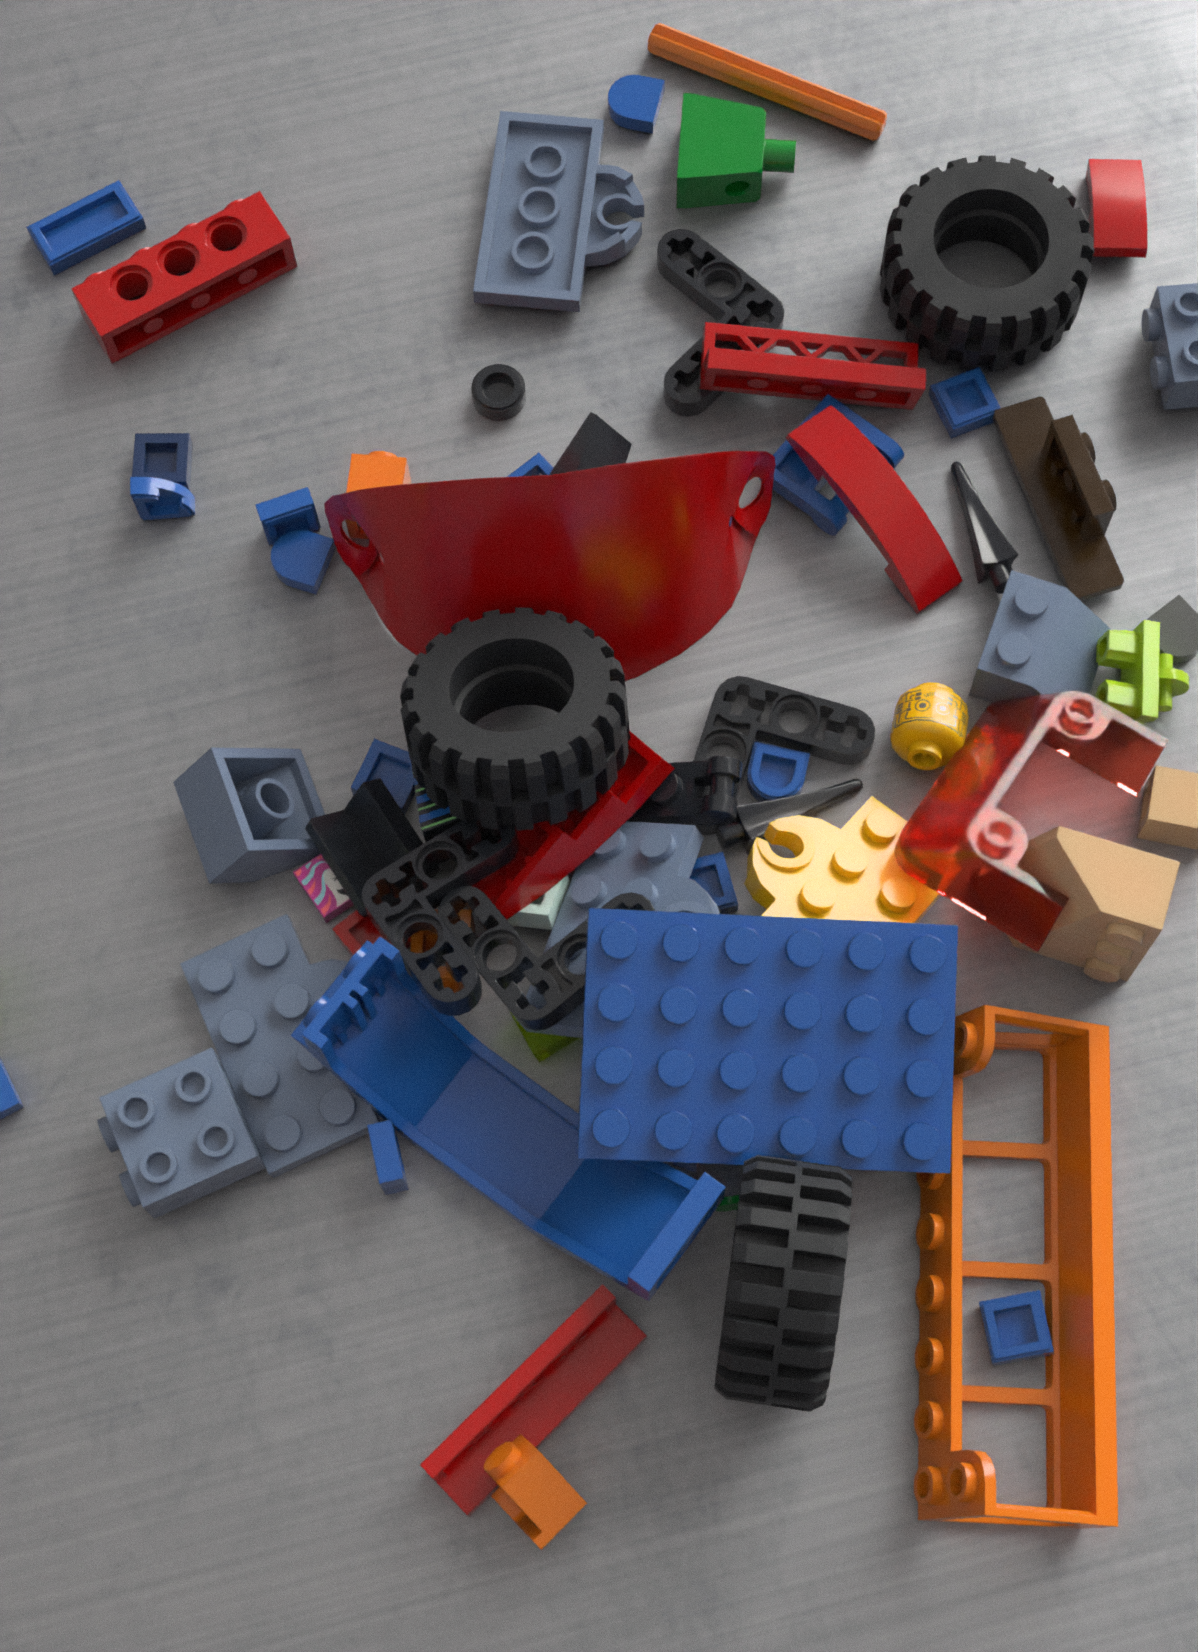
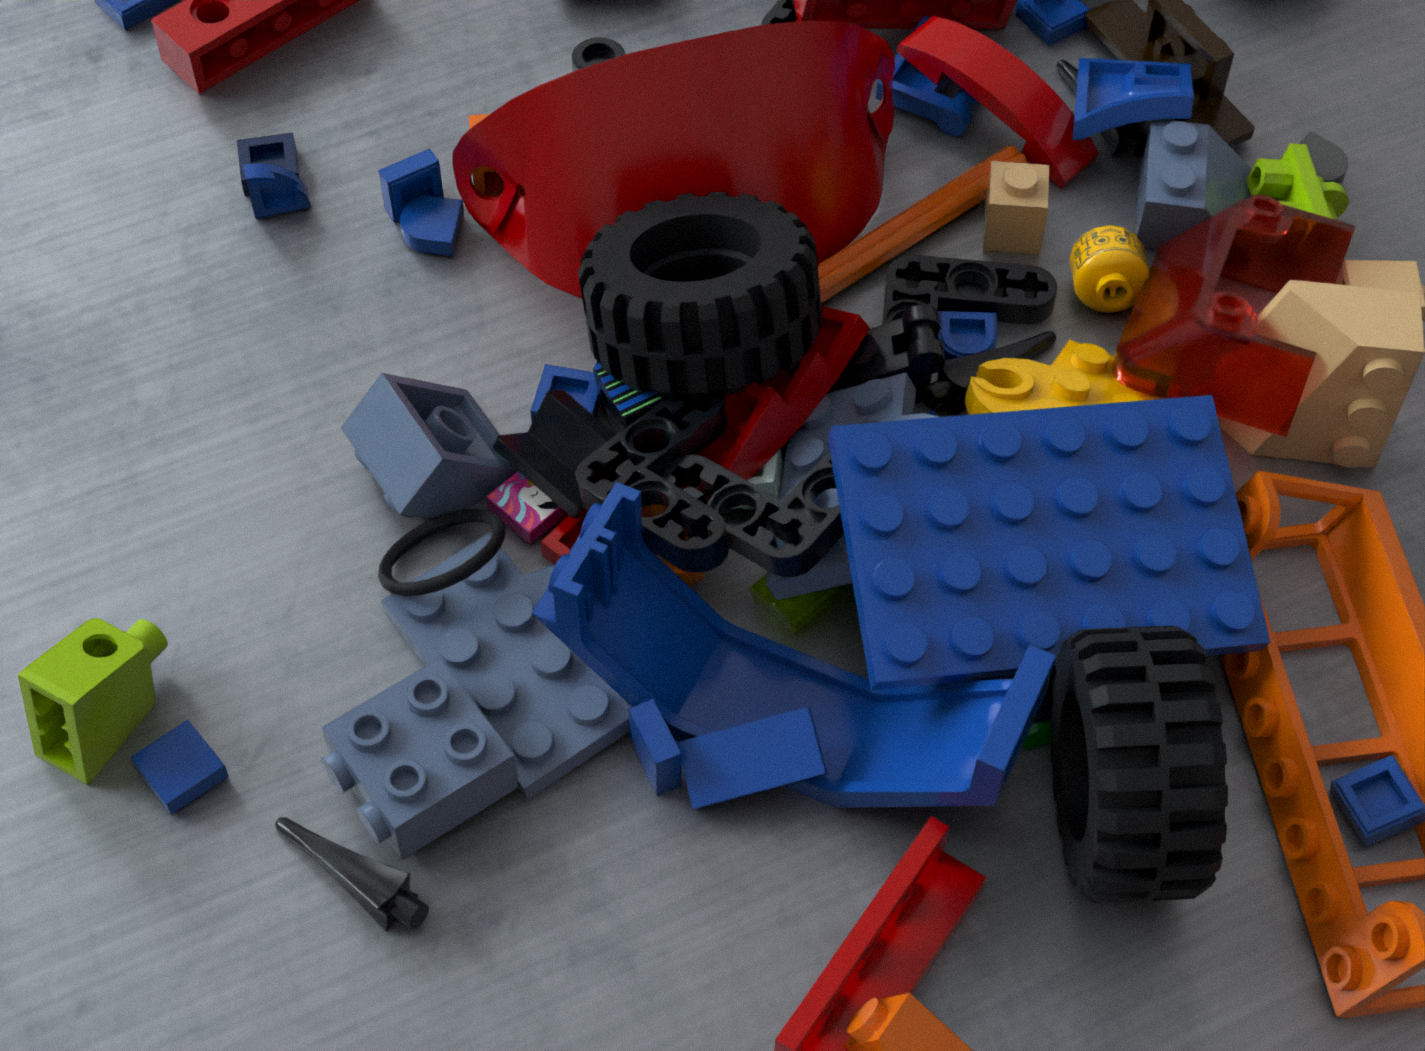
camera: 15 degrees left, 15 degrees down
(126, 1242) = (374, 885): none -> black piece
(260, 956) = (453, 576): none -> black tyre
(468, 1186) = (752, 758): none -> blue tile
(759, 635) = (909, 226): none -> orange axle
(857, 640) = (1016, 207): none -> tan brick
(1003, 531) = (1129, 92): none -> blue plate

